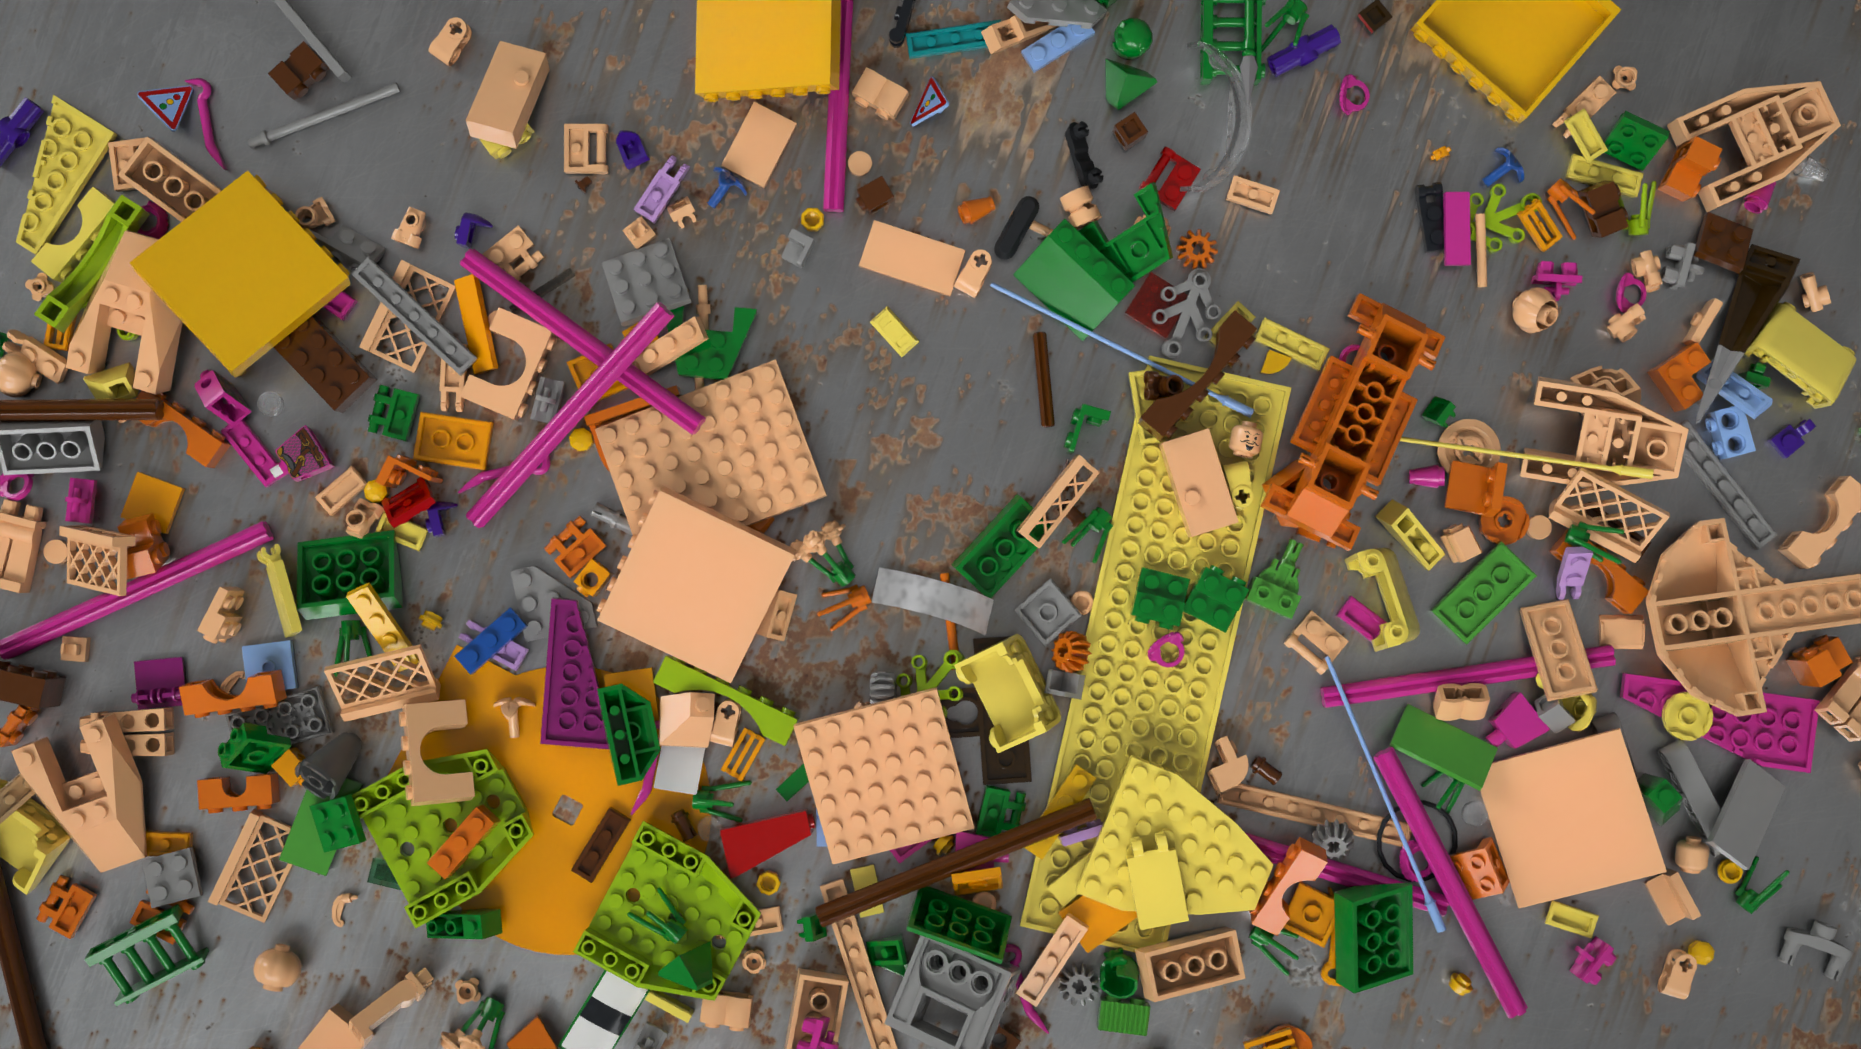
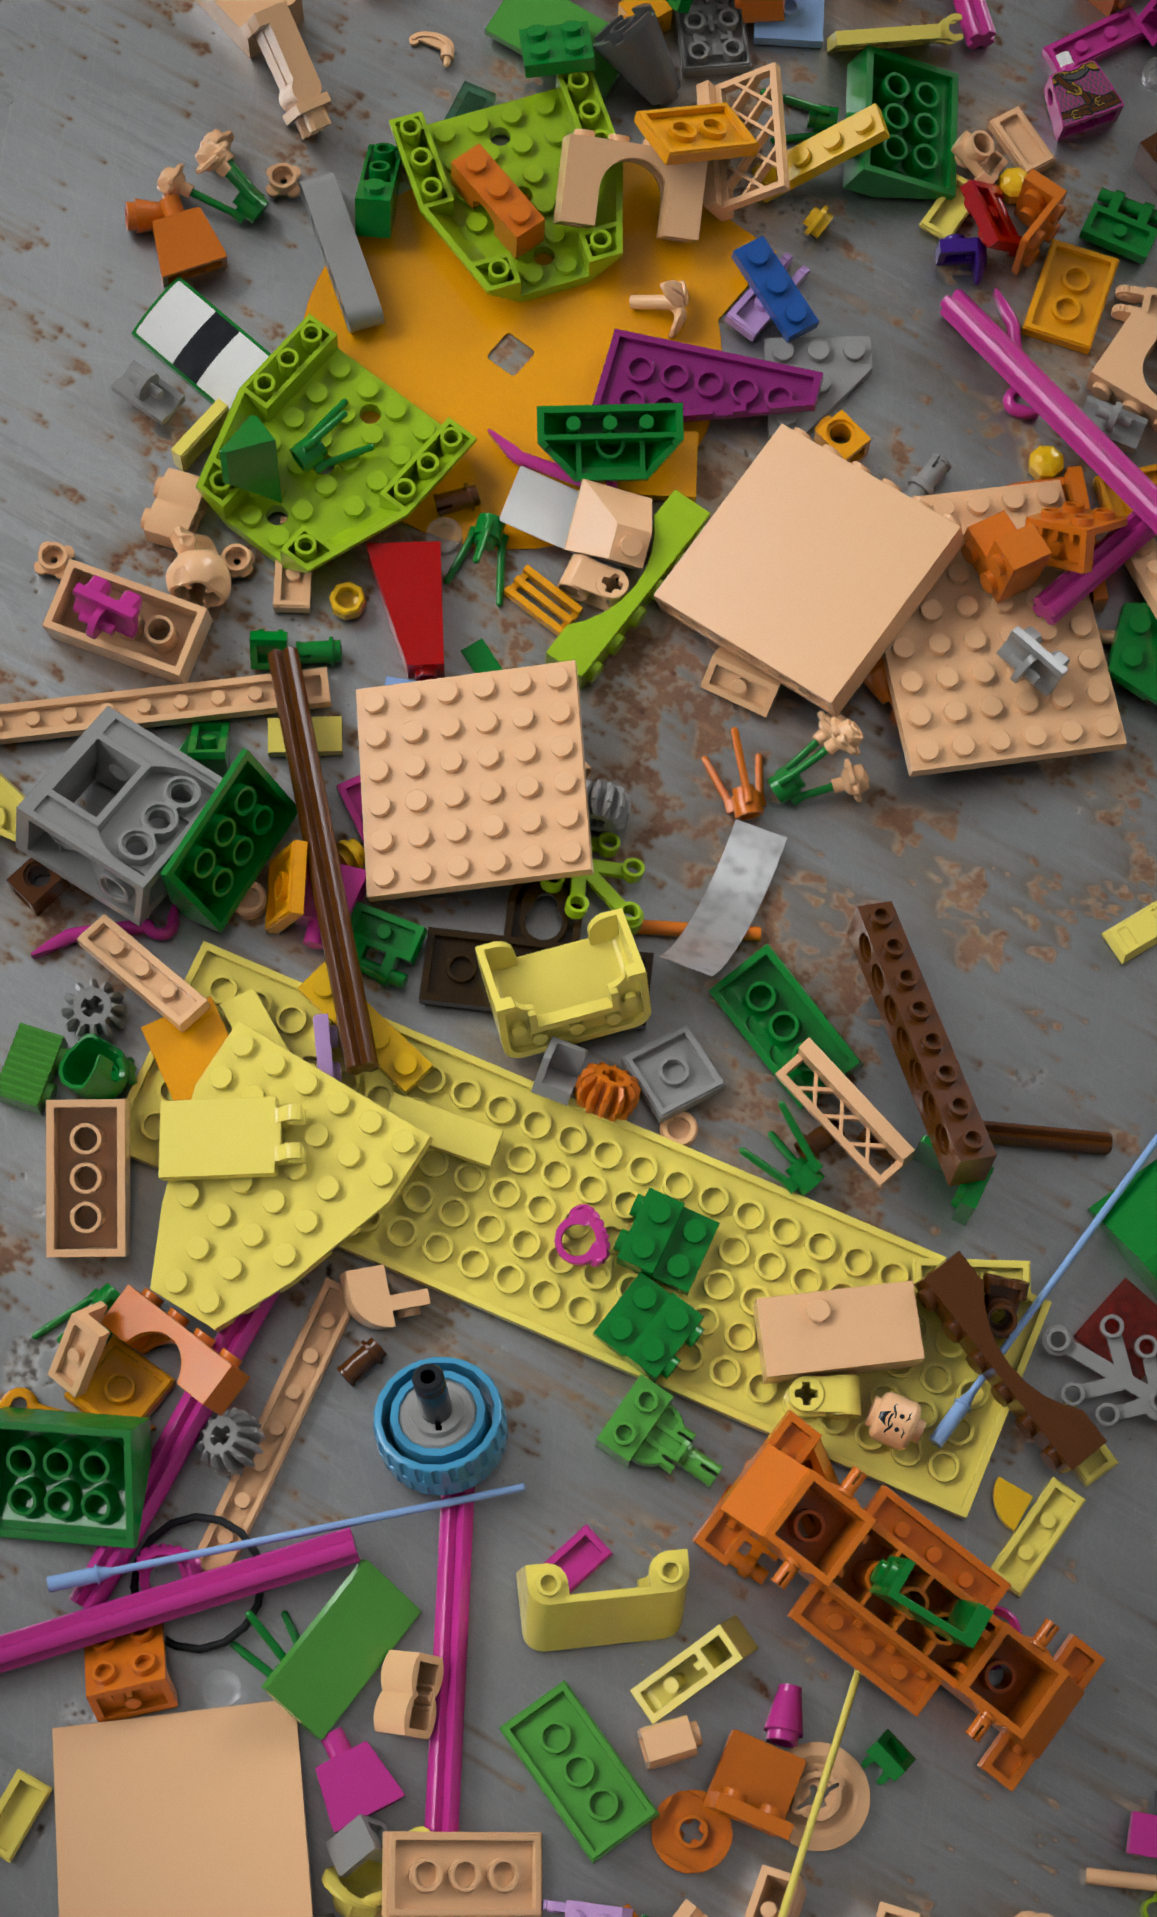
camera: 90 degrees right, 15 degrees down
(391, 715) = (696, 133): none -> light orange tile
(516, 940) = (341, 252): none -> light grey beam
(578, 553) = (889, 442): orange plate -> none
(601, 845) = (451, 387): reddish brown tile -> none
(641, 419) = (1072, 532): none -> orange bracket
(666, 459) = (1005, 556): none -> orange brick
(738, 428) = (1032, 660): none -> light grey hips
(771, 984) = (198, 570): none -> light nougat piece
(807, 893) = (320, 651): none -> green pin
(1008, 461) = (921, 1044): none -> reddish brown brick
(1115, 749) = (450, 1131): none -> light yellow tile
(1299, 944) = (80, 1349): none -> light nougat panel
(1301, 714) = (440, 1425): none -> dark azure wheel
(1321, 636) = (557, 1492): light nougat plate -> none
(1382, 383) = (964, 1622): none -> green panel
(1539, 527) = (669, 1890): light nougat tile -> none

